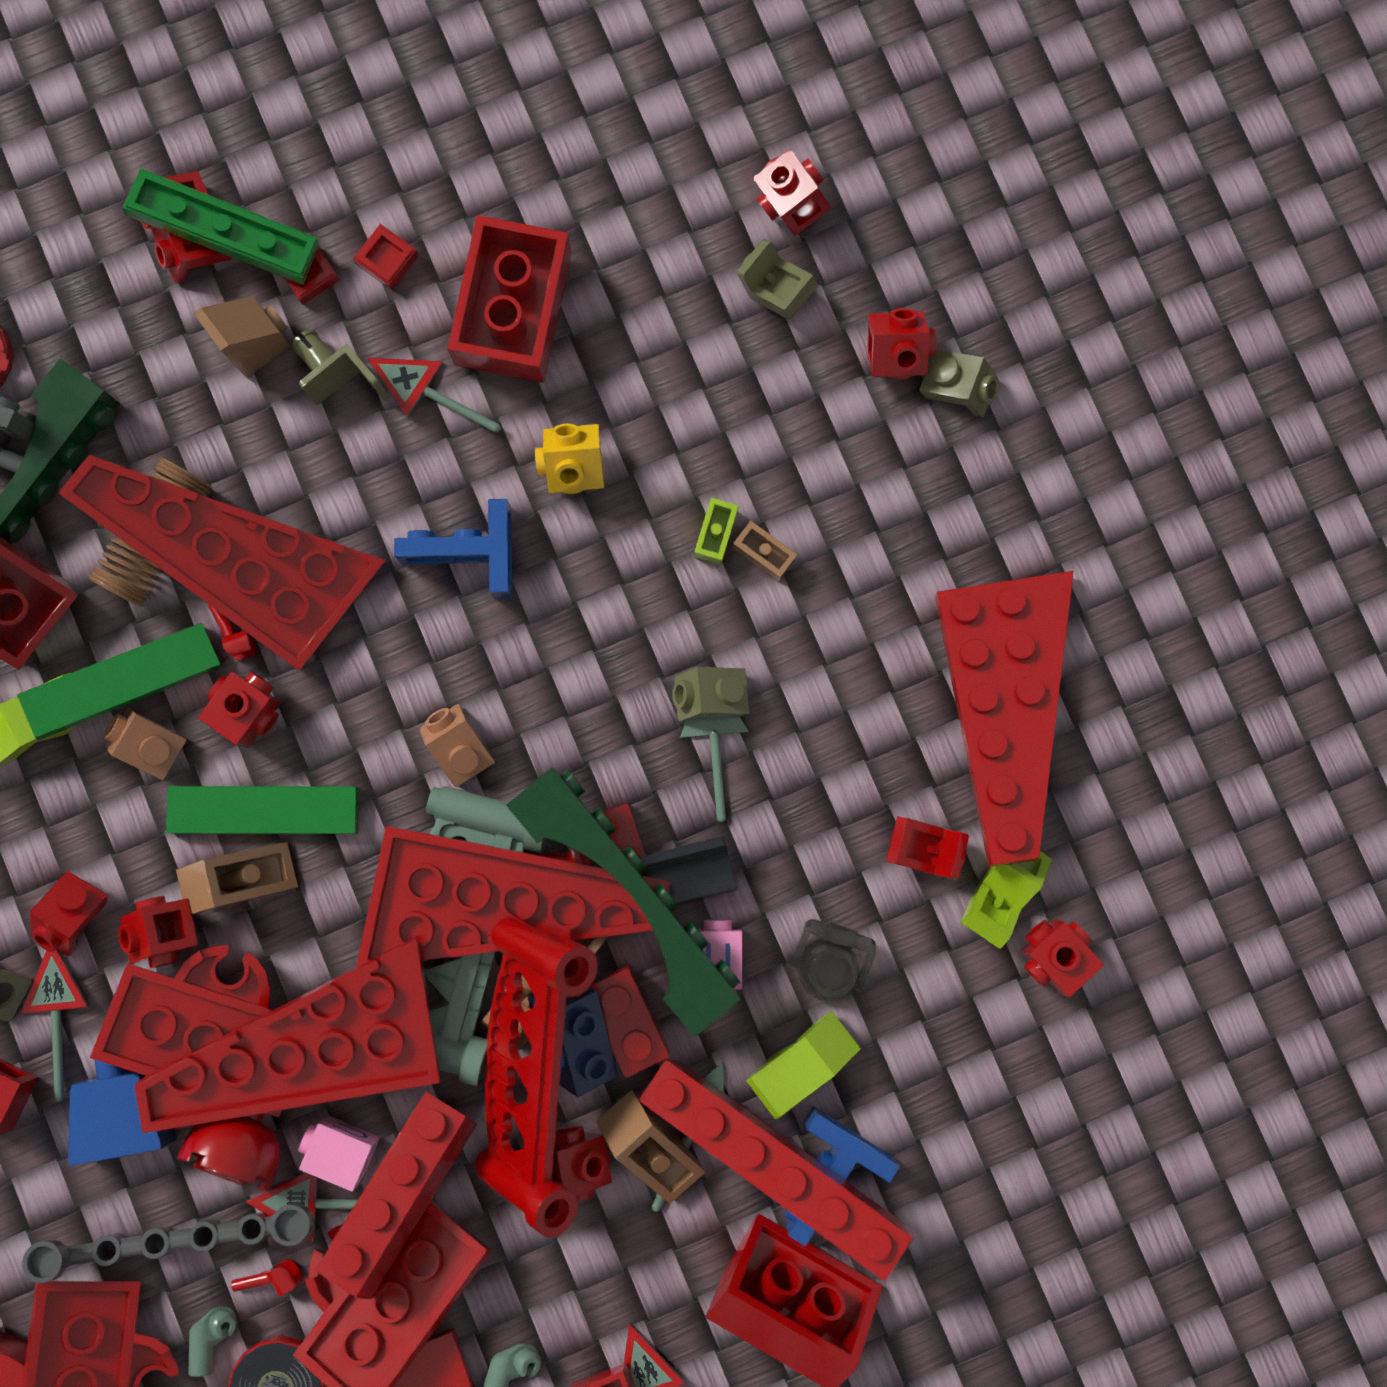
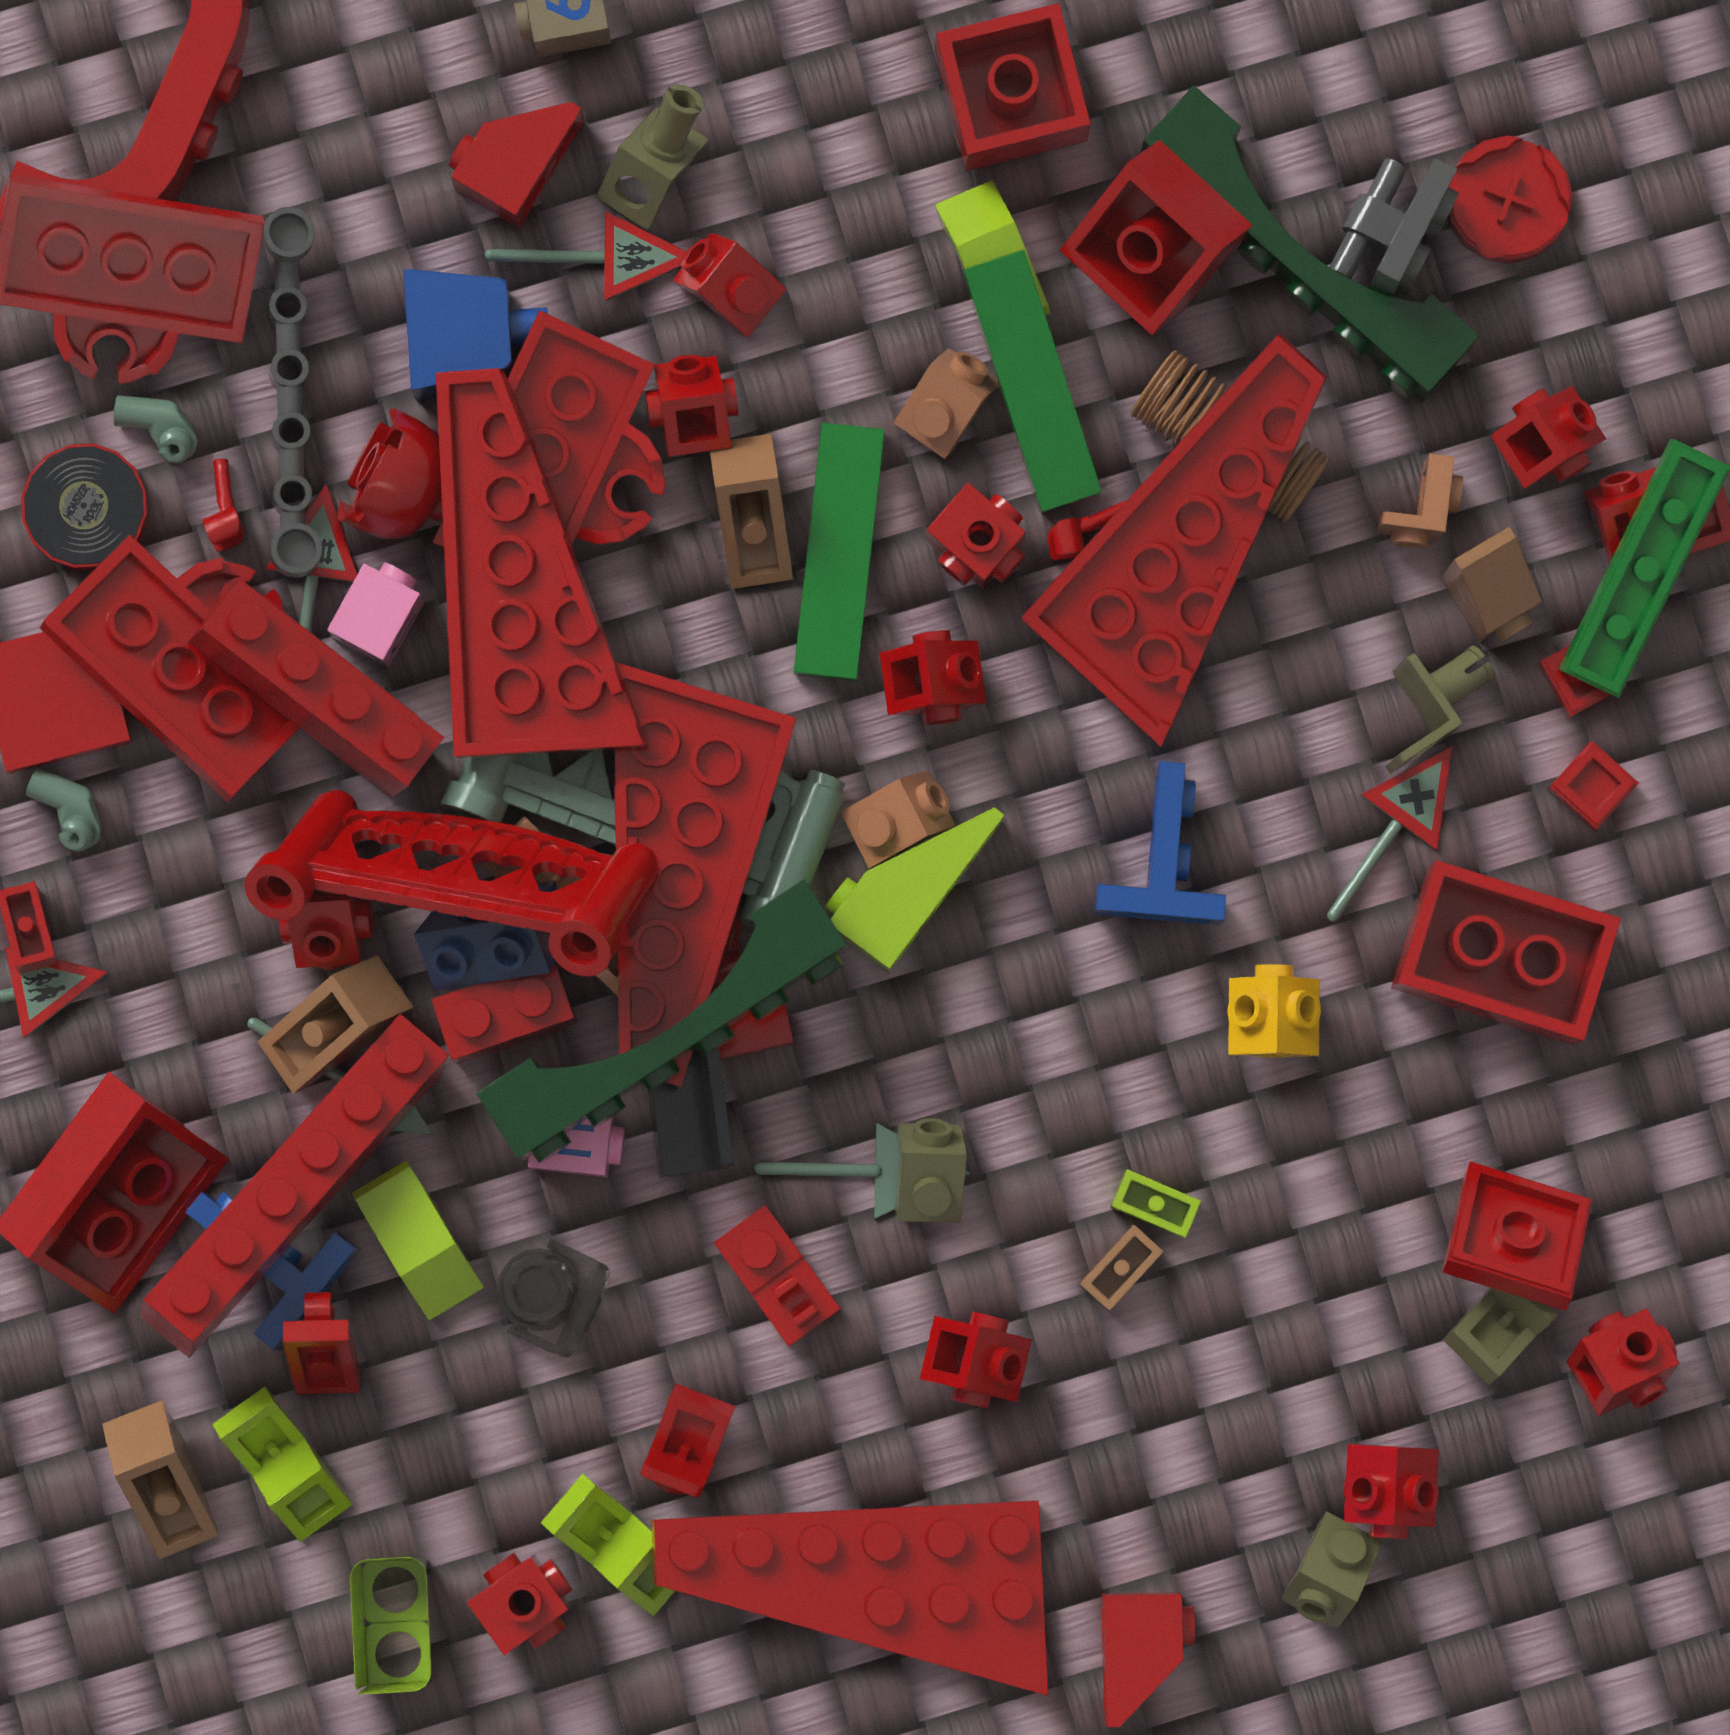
camera: 100 degrees right, 0 degrees up
(135, 318) = (1549, 436): none -> red brick
(184, 381) = (1438, 495): none -> nougat bracket
(348, 729) = (933, 677): none -> red brick
(510, 734) = (901, 895): none -> lime slope
(712, 273) = (1517, 1236): none -> red tile
(798, 797) = (777, 1275): none -> red plate
(843, 644) = (976, 1359): none -> red brick
(896, 1130) = (321, 1349): none -> red plate
(977, 1144) = (282, 1464): none -> lime slope
(1002, 1239) = (159, 1479): none -> medium nougat slope
(1033, 508) = (1140, 1647): none -> red slope
(1096, 1069) = (409, 1621): none -> lime piece

